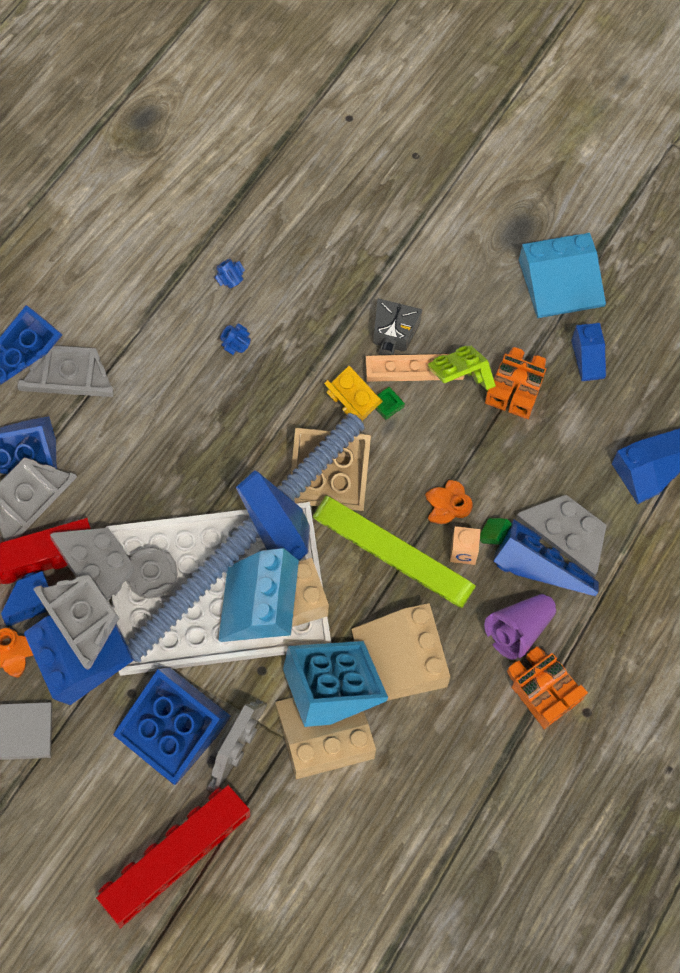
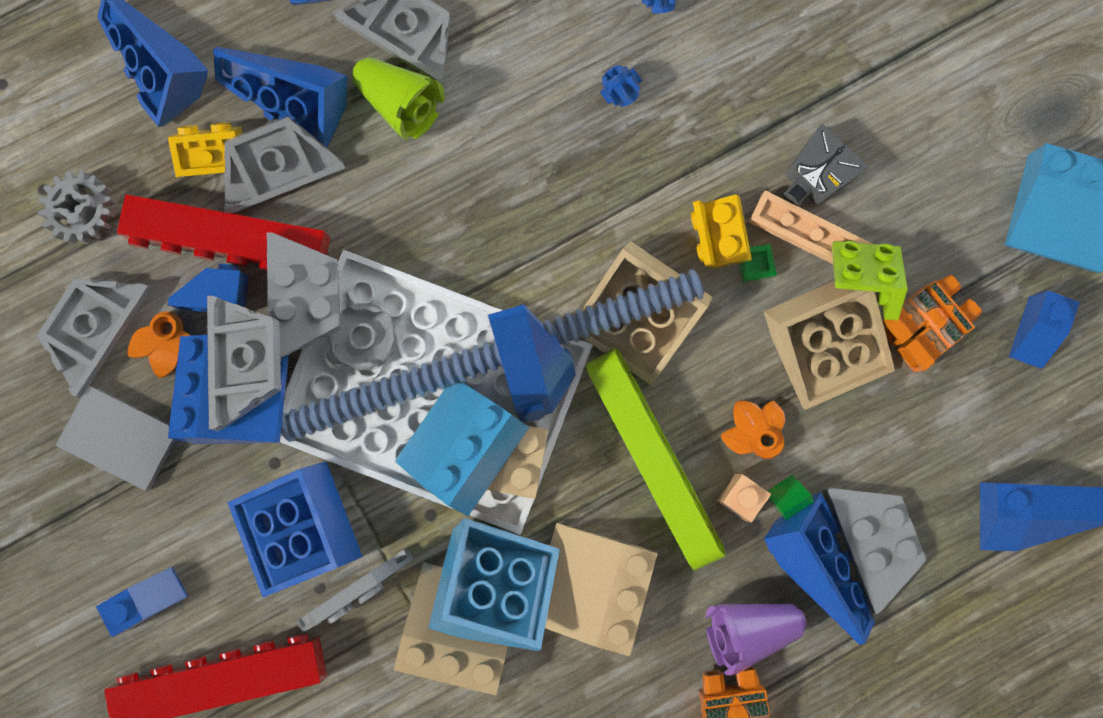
camera: 25 degrees right, 20 degrees up
(88, 830) = (141, 602): none -> slope
(90, 412) = (399, 96): none -> lime cone
(463, 424) = (830, 342): none -> tan slope

